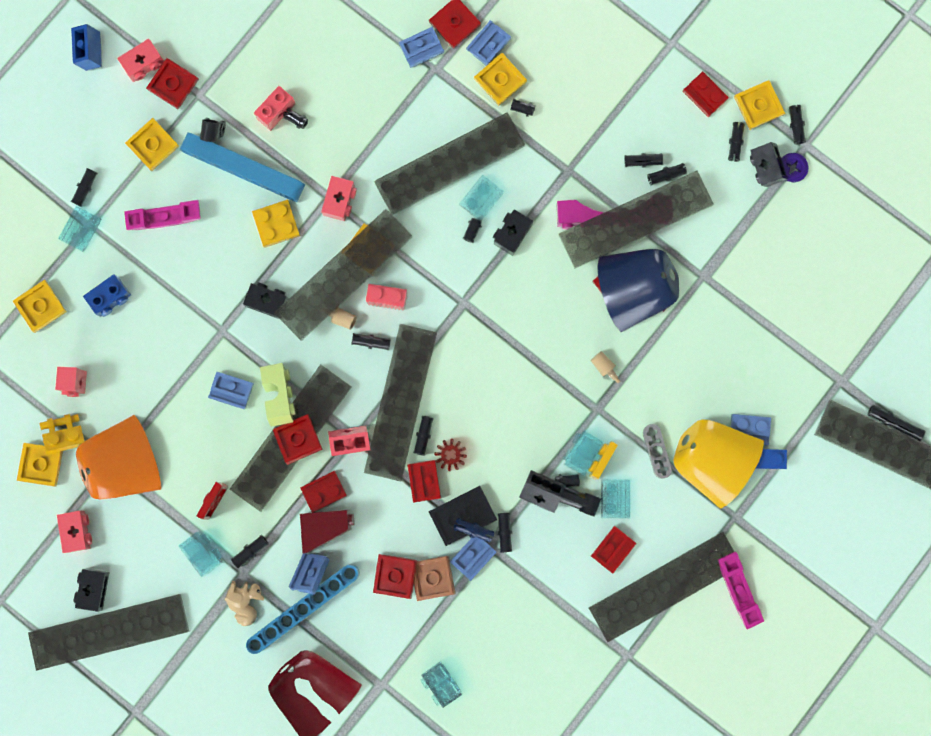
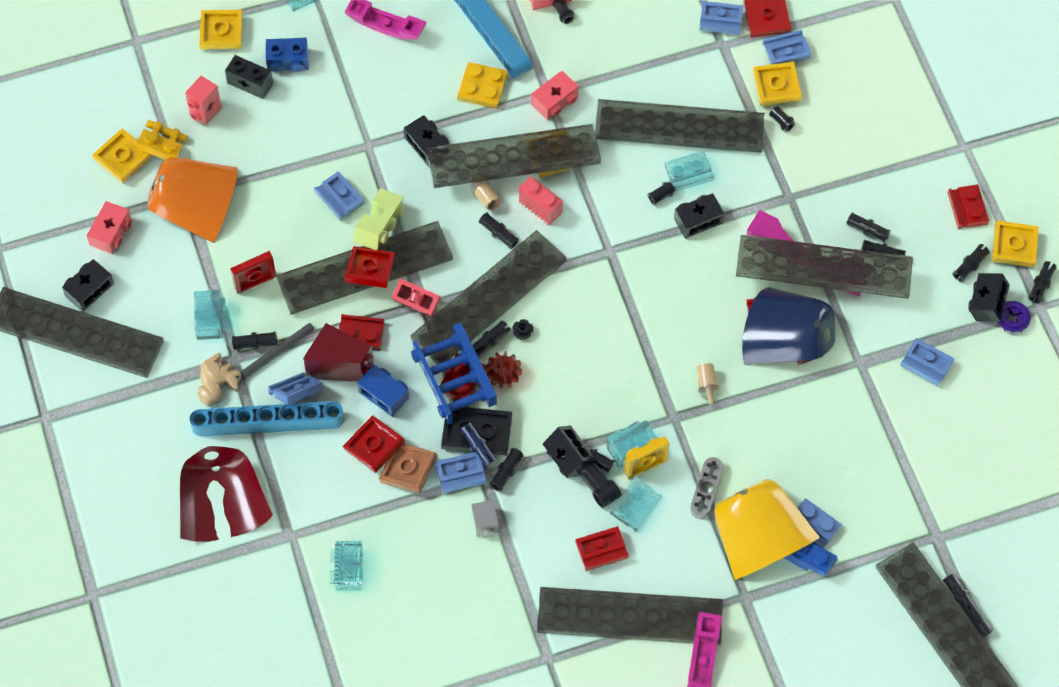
camera: 30 degrees right, 20 degrees down
(91, 334) = (249, 76): none -> black brick
(271, 547) = (276, 350): none -> dark grey bar
(373, 529) = (383, 390): none -> blue brick
(419, 467) = (467, 356): none -> blue fence
(447, 411) = (522, 334): none -> black plate
(515, 583) = (485, 518): none -> light grey brick
(753, 246) = (927, 362): none -> medium blue plate

